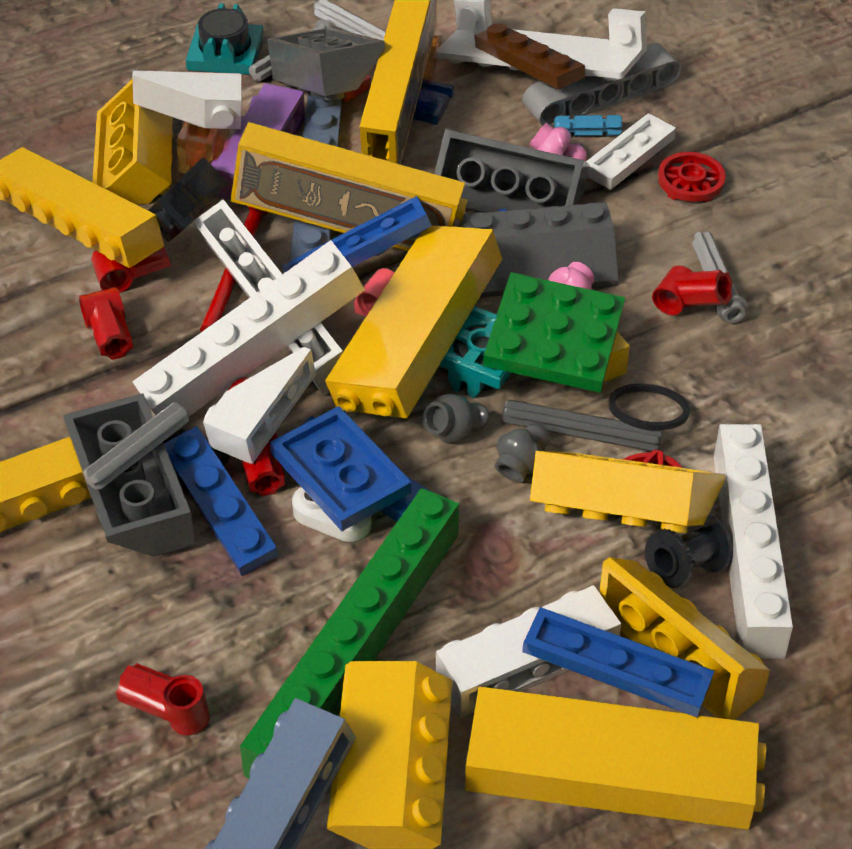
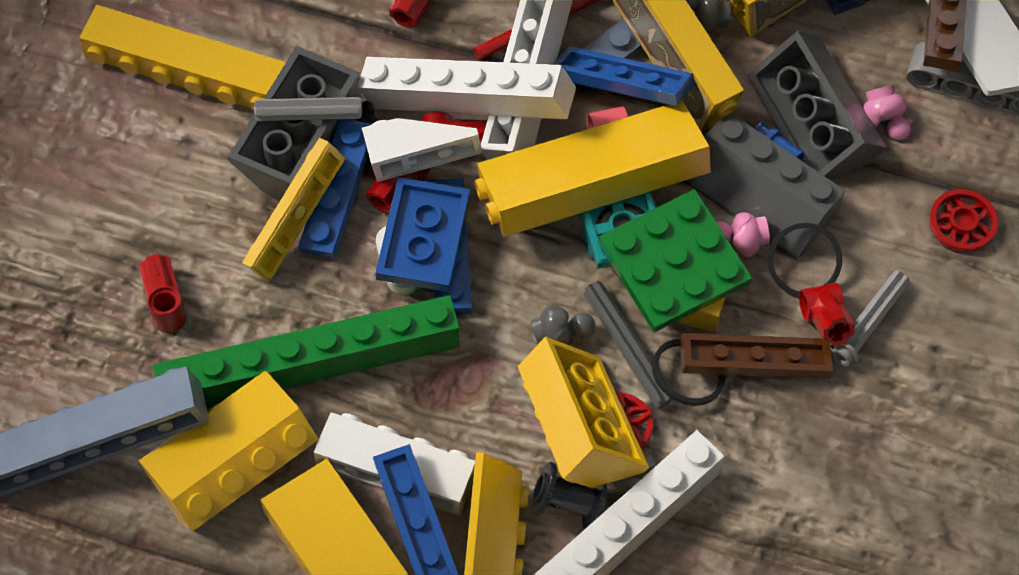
camera: 45 degrees right, 15 degrees up
(222, 588) = (294, 210): none -> yellow plate
(453, 417) = (544, 262): dark grey animal -> none
(591, 125) = (940, 111): dark azure axle -> none
(630, 150) = (940, 159): white plate -> none
(642, 245) = (798, 226): none -> black piece
(681, 356) = (755, 355): none -> reddish brown plate

